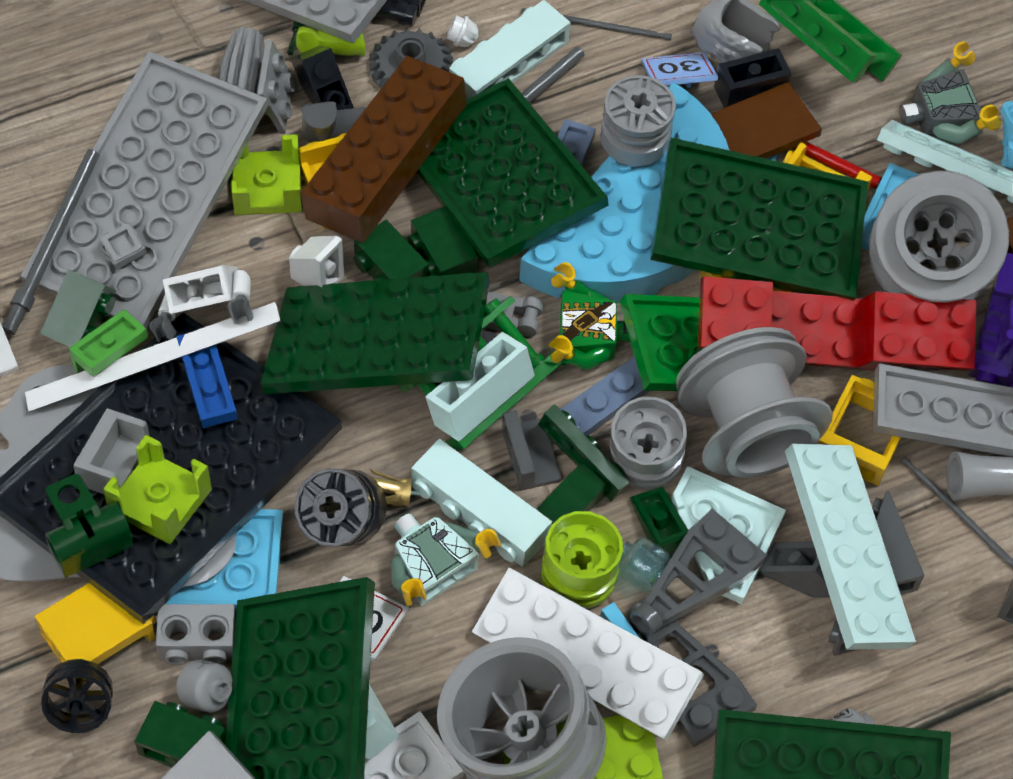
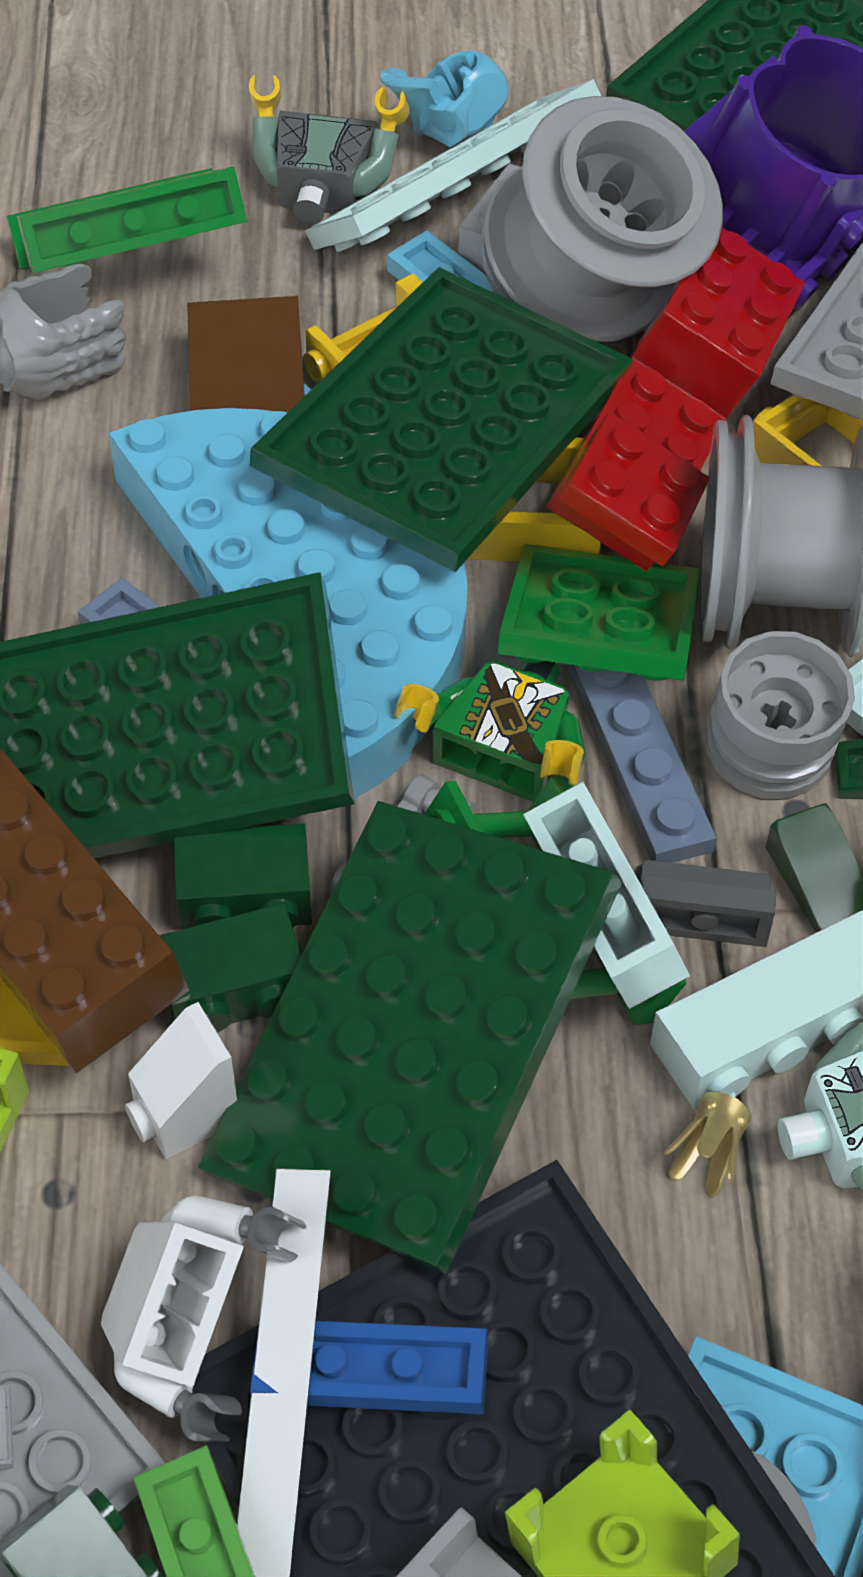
camera: 65 degrees left, 5 degrees down
(360, 512) = (720, 1226): black wheel -> none
(582, 449) = (745, 815): dark green plate -> none
(637, 120) = (191, 479): light grey wheel -> none
(680, 69) = (70, 431): light blue piece -> none
(750, 76) = (152, 347): black brick -> none
(838, 163) = (355, 313): red bar -> none

